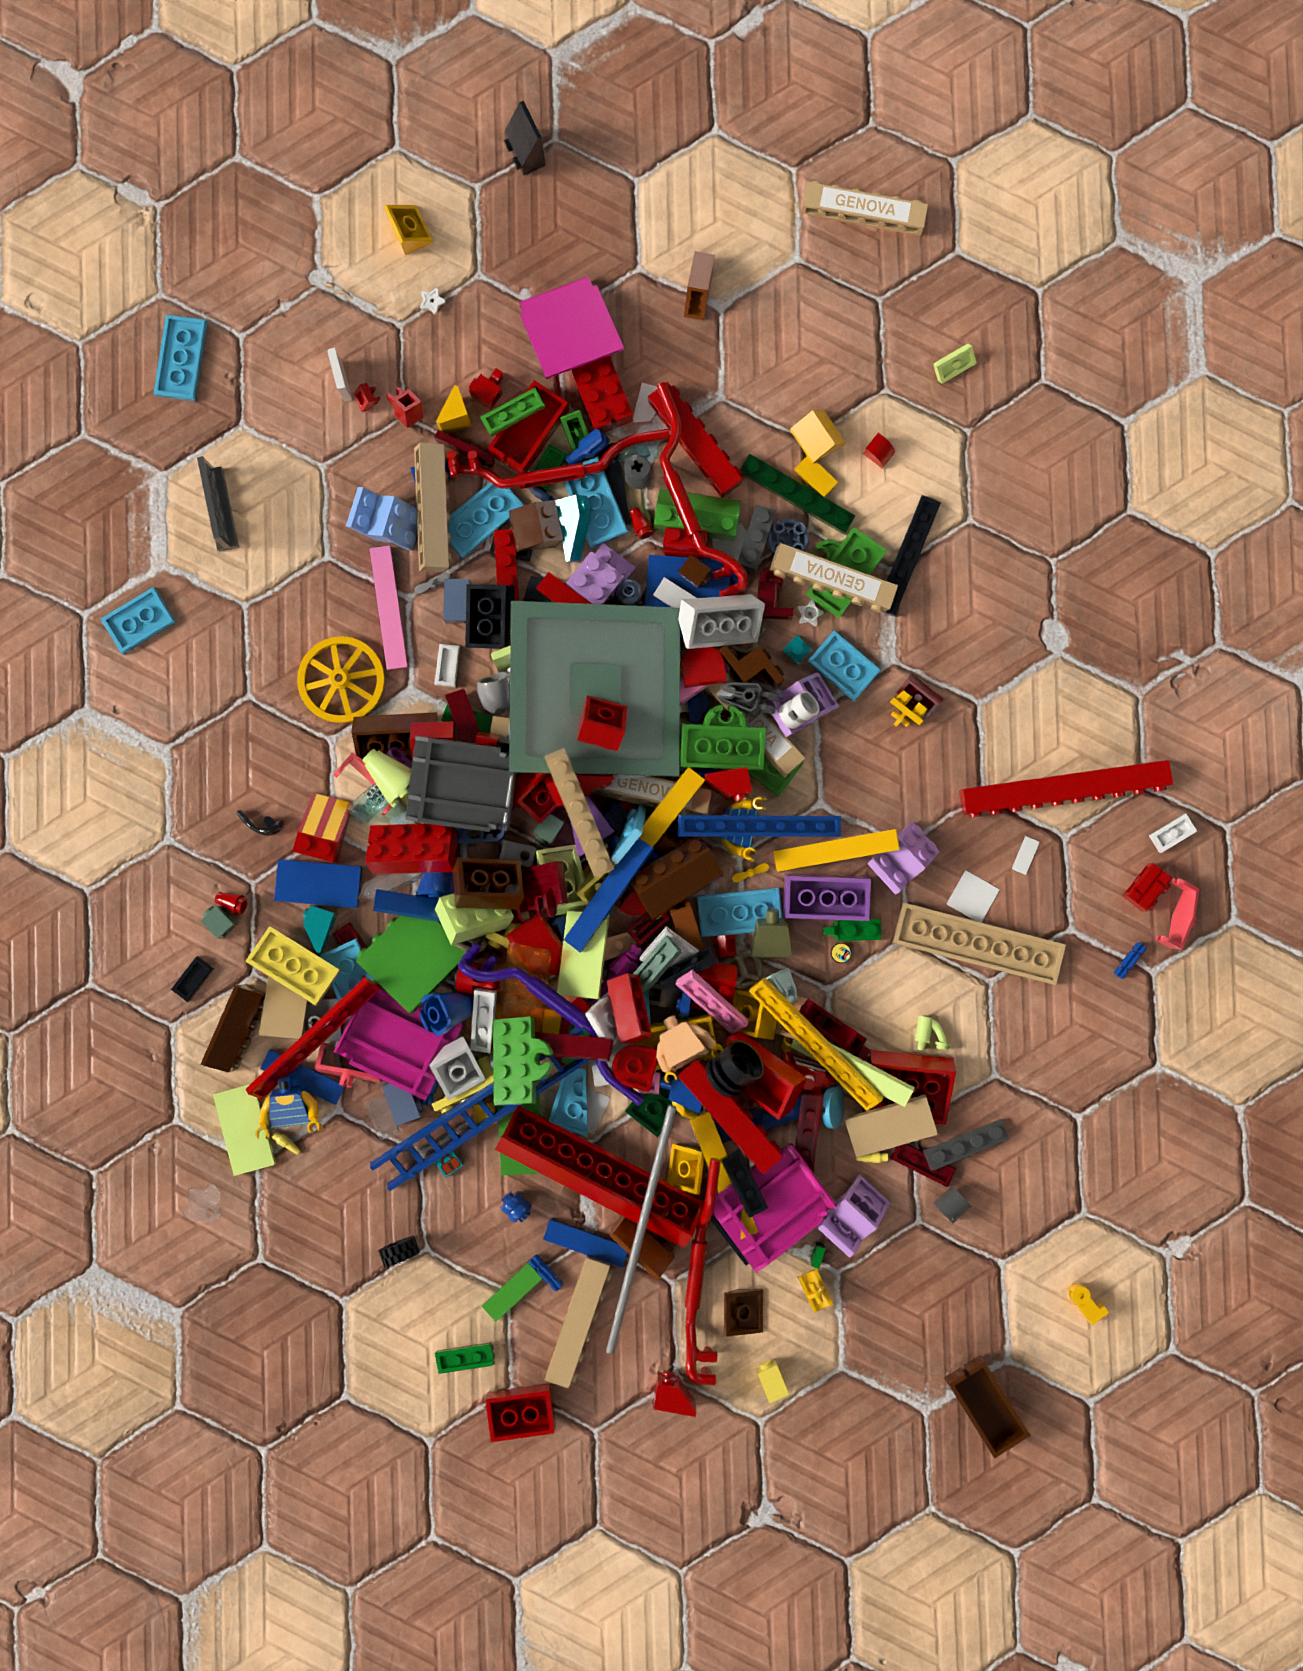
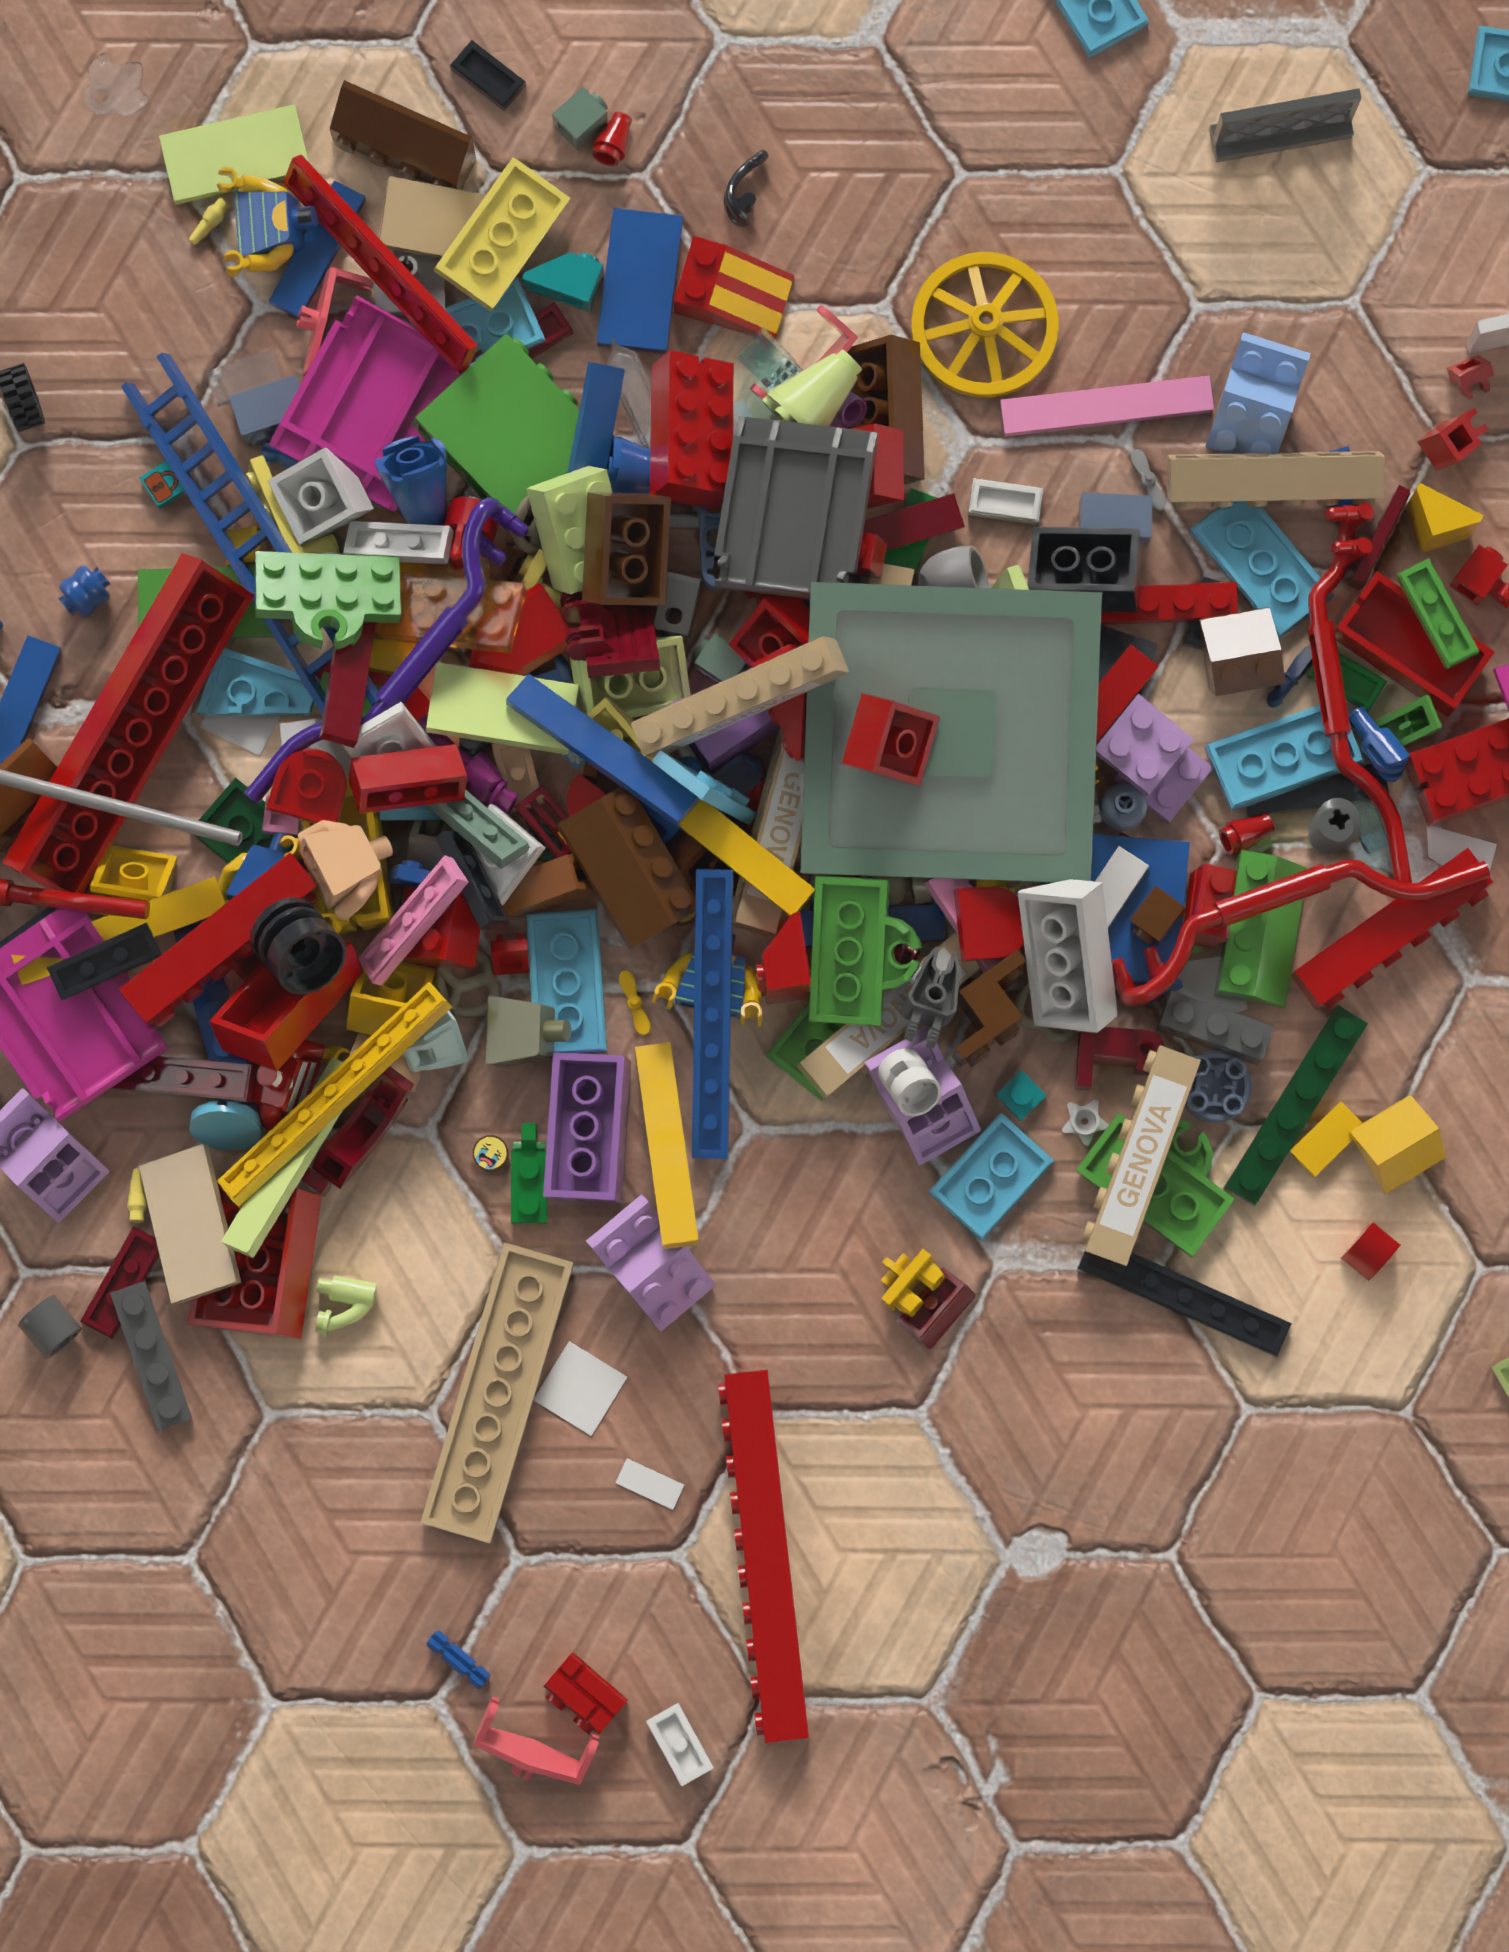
camera: 90 degrees right, 5 degrees down
(574, 522) = (1244, 716): slope -> none

